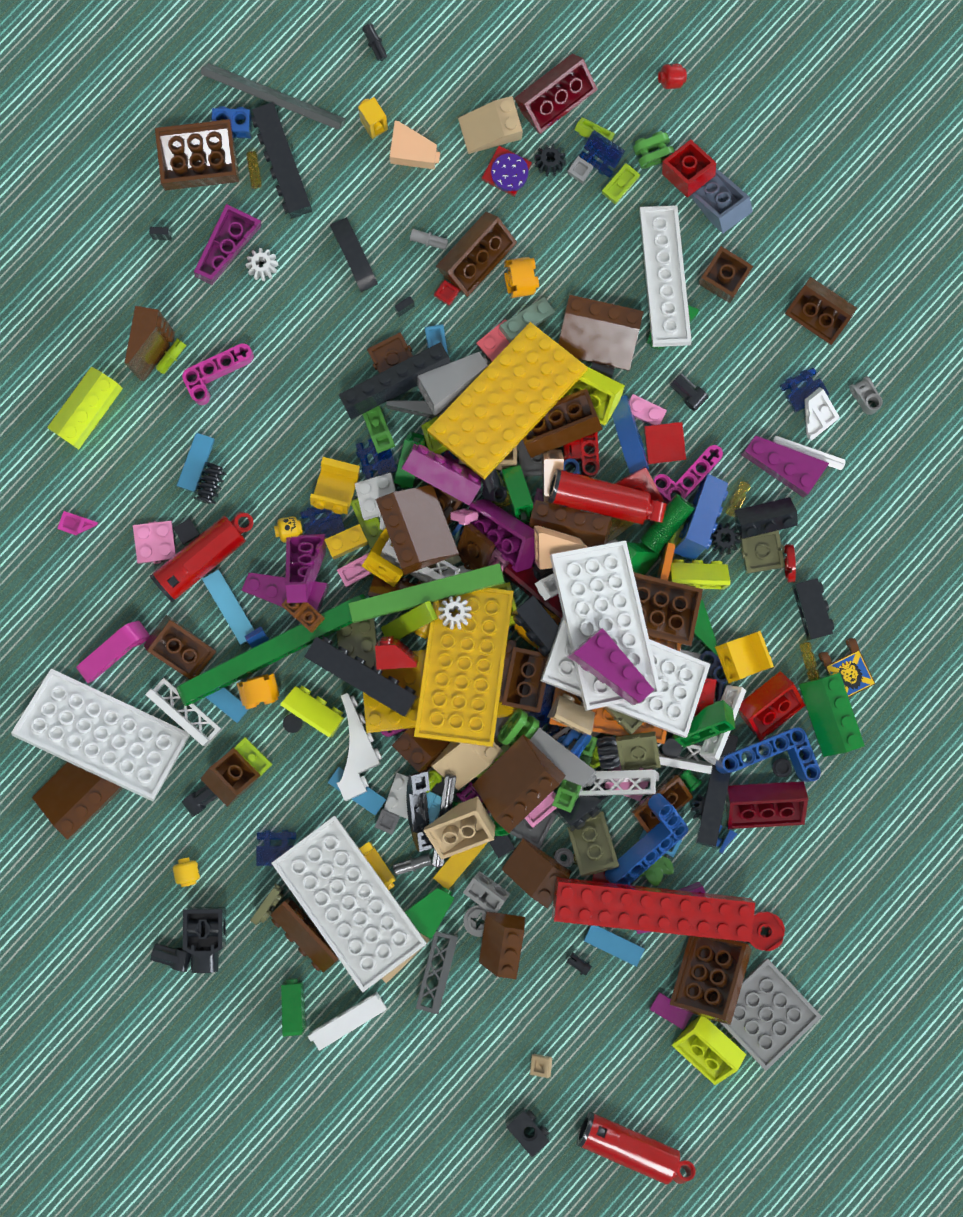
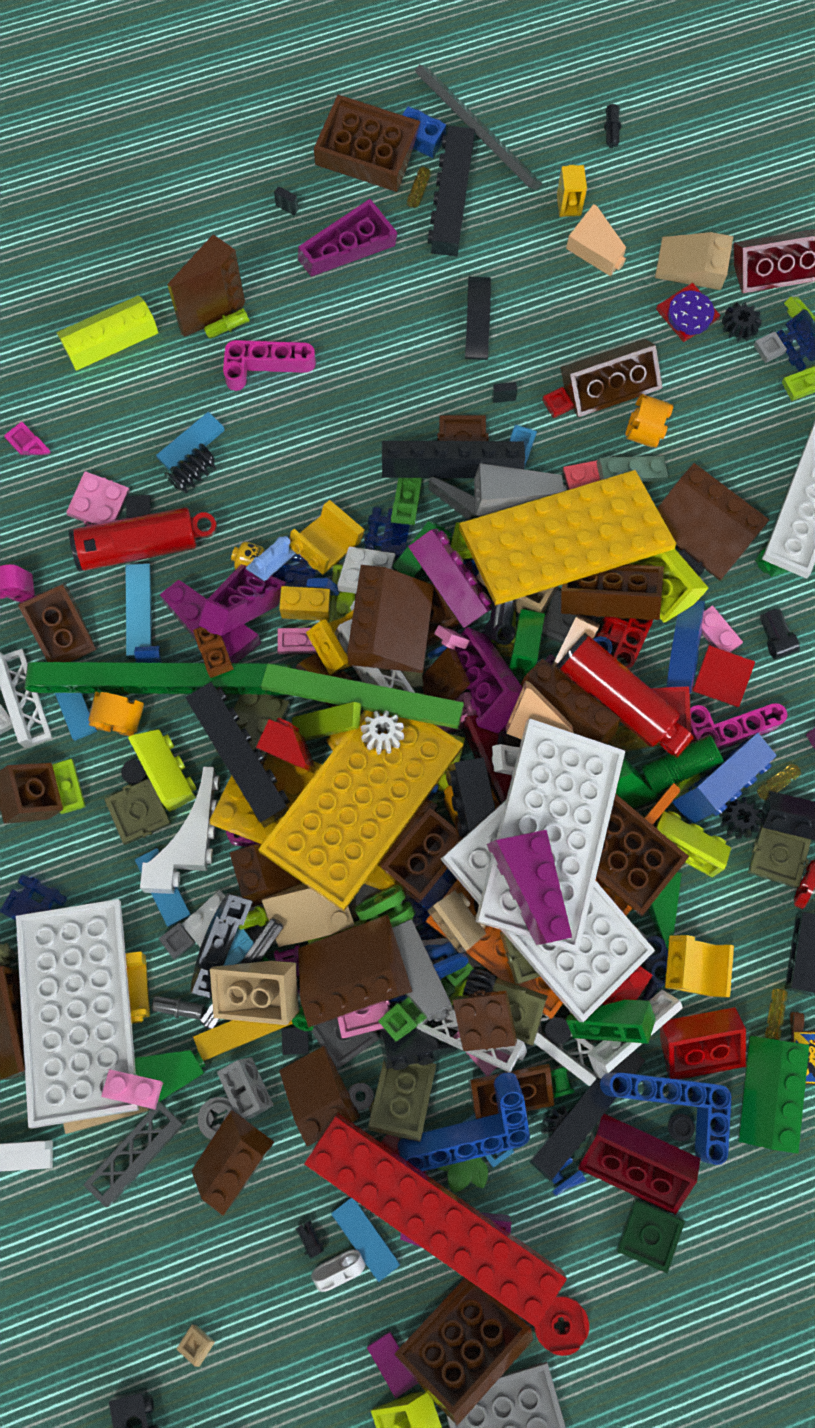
camera: 30 degrees right, 10 degrees down
(255, 263) = (374, 279): white gear -> none
(306, 523) = (271, 559): none -> light blue hinge
(310, 749) = (137, 811): none -> olive plate
(352, 522) = (324, 583): none -> blue tile
(416, 933) = (132, 1089): none -> bright pink plate
(428, 239) = (566, 339): light grey axle -> none
(605, 974) = (337, 1270): none -> white piece
(622, 769) = (484, 1020): none -> reddish brown plate
(794, 846) = (650, 1236): none -> dark green tile

